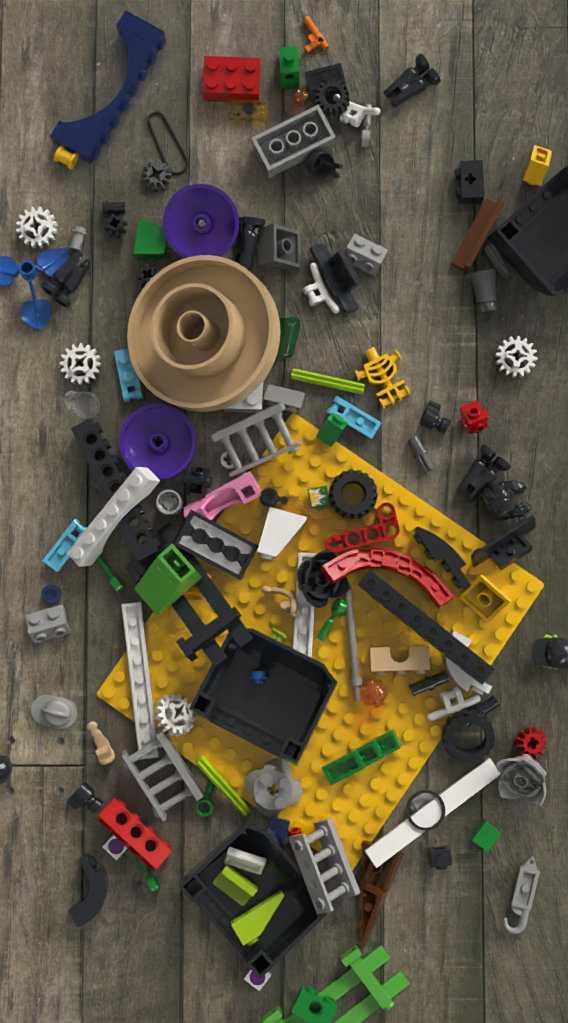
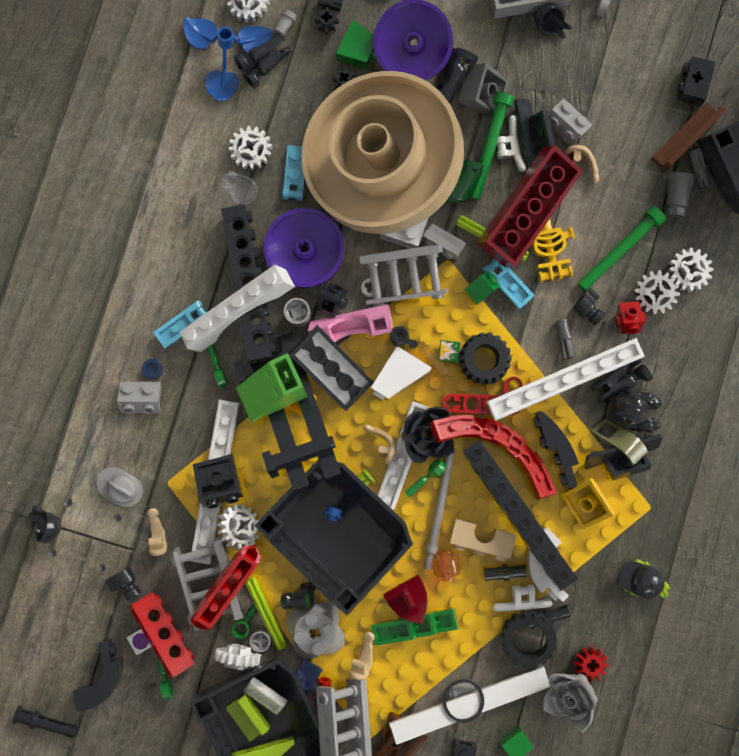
camera: 15 degrees right, 0 degrees up
(42, 947) = (36, 720): none -> black pin
(143, 679) = (217, 481): none -> black plate
(179, 773) = (226, 587): none -> red brick
(209, 833) = (237, 656): none -> white gear
(223, 814) = (257, 641): none -> light grey wheel
(251, 763) = (301, 599): none -> black piece
(299, 254) = (502, 102): none -> green piece
(324, 808) = (361, 667): none -> tan piece
(349, 734) = (409, 600): none -> dark red shield
(352, 343) = (529, 207): none -> dark red brick
(380, 277) = (576, 151): none -> tan piece
(431, 491) = (565, 379): none -> white tile
(468, 319) = (653, 218): none -> green piece
(479, 389) = (666, 292): none -> white gear
(501, 531) = (624, 441): none -> olive piece

